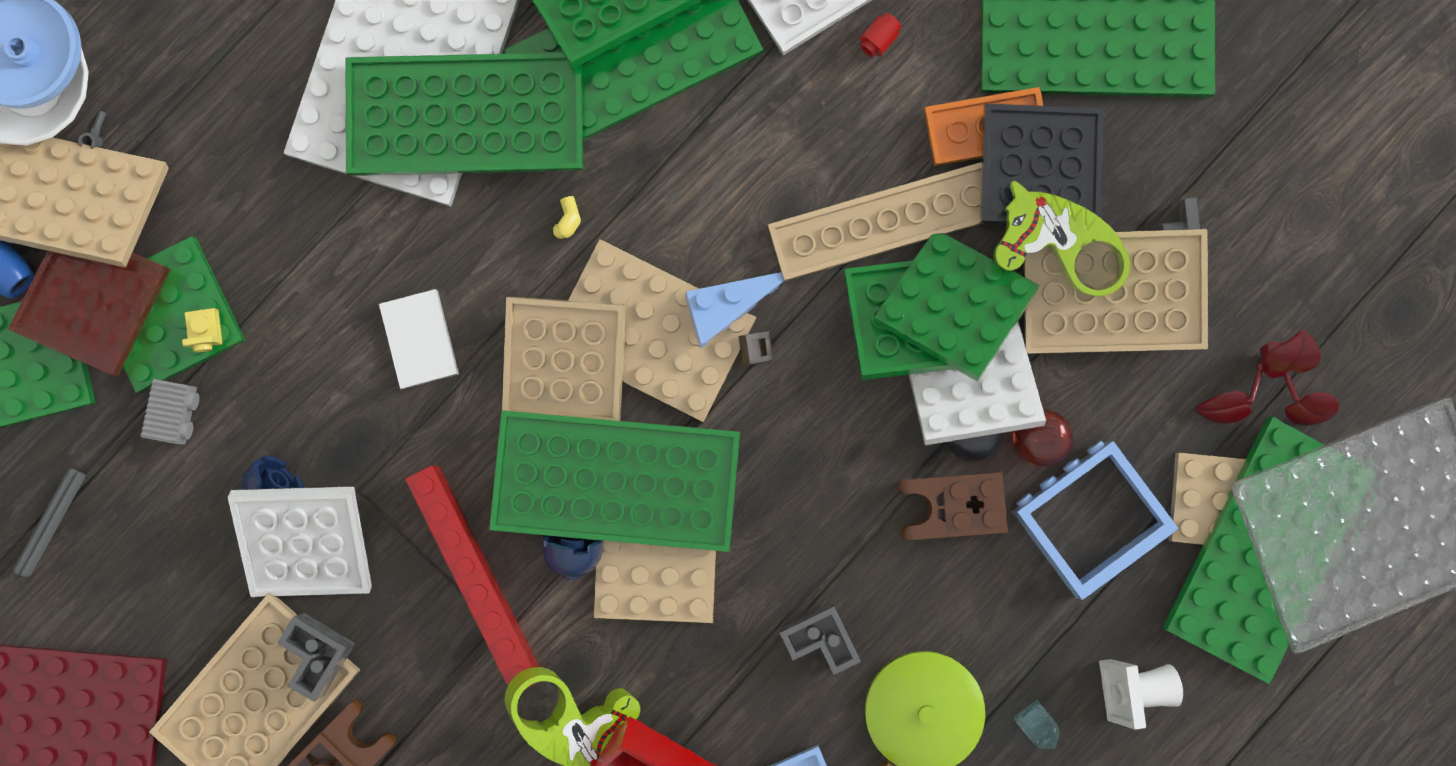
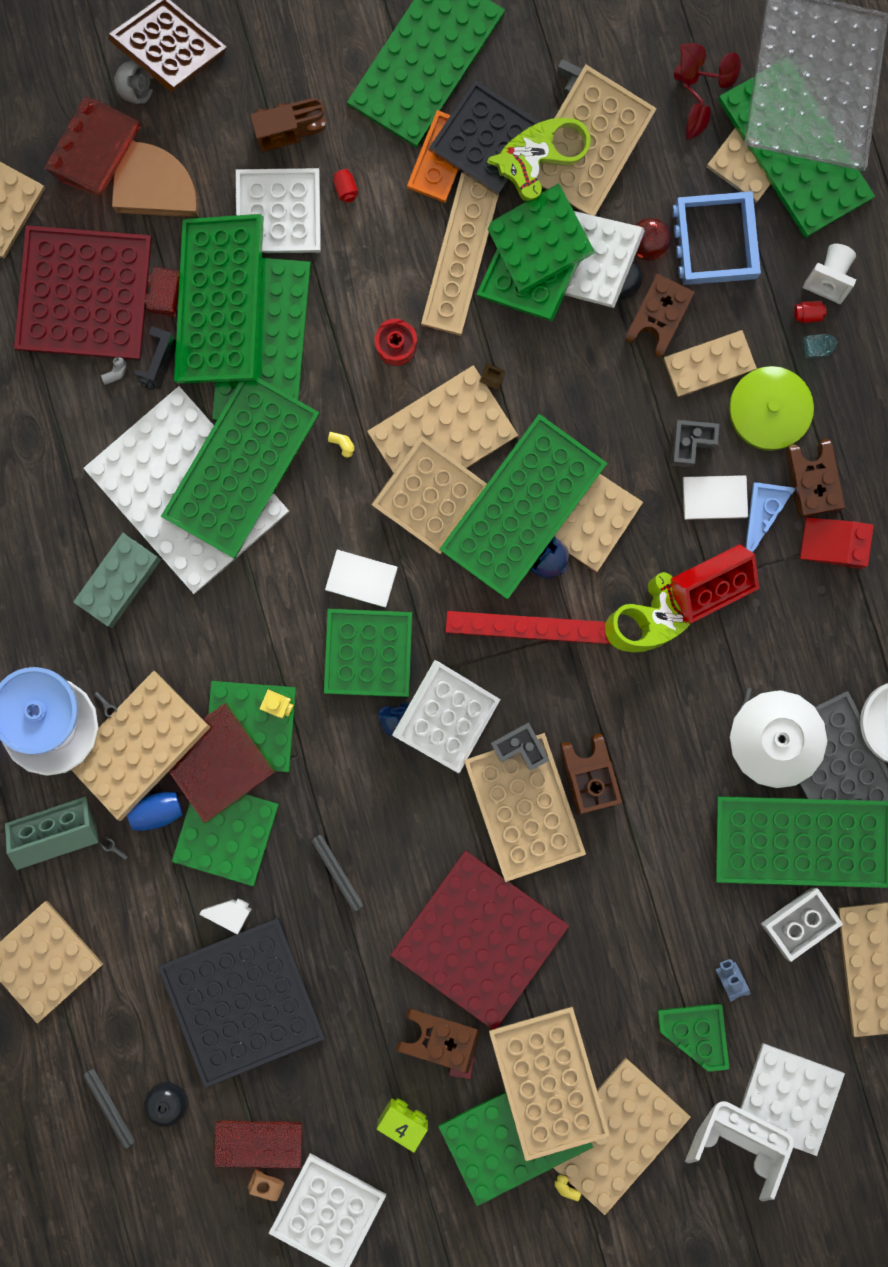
camera: 70 degrees left, 0 degrees up
(170, 412) = (314, 756): light grey brick -> none
(244, 55) = (117, 580): none -> sand green brick
(332, 400) = (368, 652): none -> green plate
(720, 305) = (454, 380): light blue wing -> none
(725, 191) = (406, 337): none -> red brick
(772, 708) = (715, 497): none -> white tile
(933, 602) = (709, 363): none -> tan plate
(1073, 689) = (810, 311): none -> red brick

